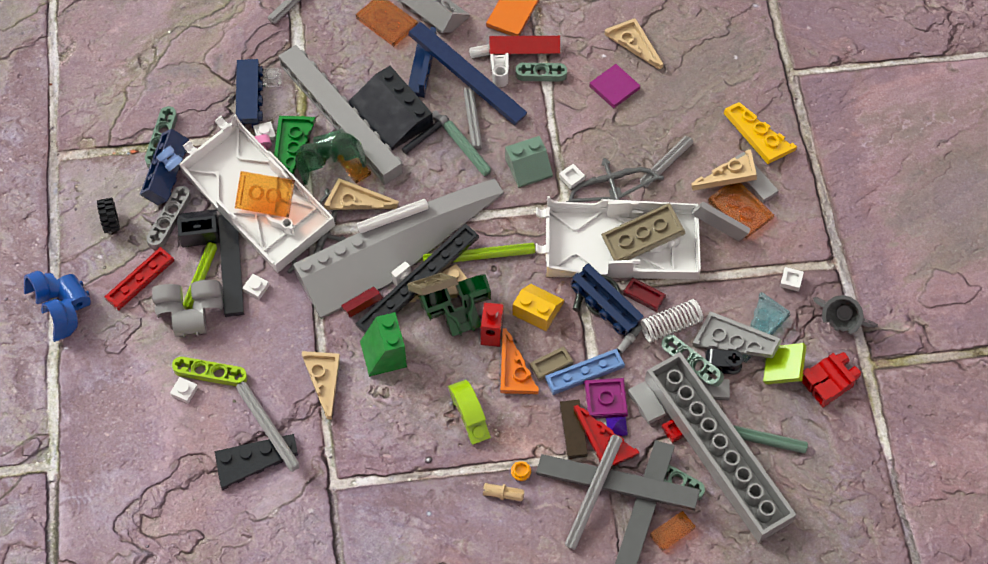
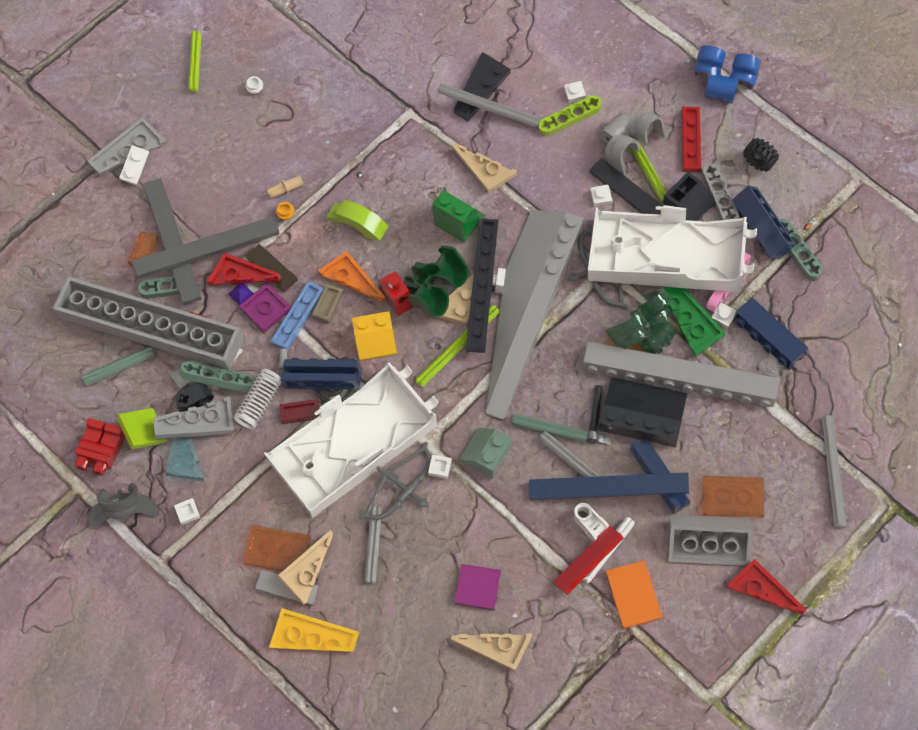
camera: 145 degrees right, 5 degrees up
(173, 161) = (759, 216): light blue wheel -> none
(264, 194) = (656, 244): clear orange tile -> none
(353, 197) = (599, 312): tan wing -> none
(361, 301) = (509, 238): dark red tile -> none
(392, 216) = (543, 307): white axle -> none
(432, 284) = (460, 274): dark tan tile -> none
(527, 76) = (552, 558): sand green beam -> none
(593, 492) = (216, 226): light grey axle -> none
(643, 233) = (335, 450): dark tan tile -> none
(647, 402) = (231, 319): light grey slope -> none
(721, 221) = (278, 509): light grey tile -> none

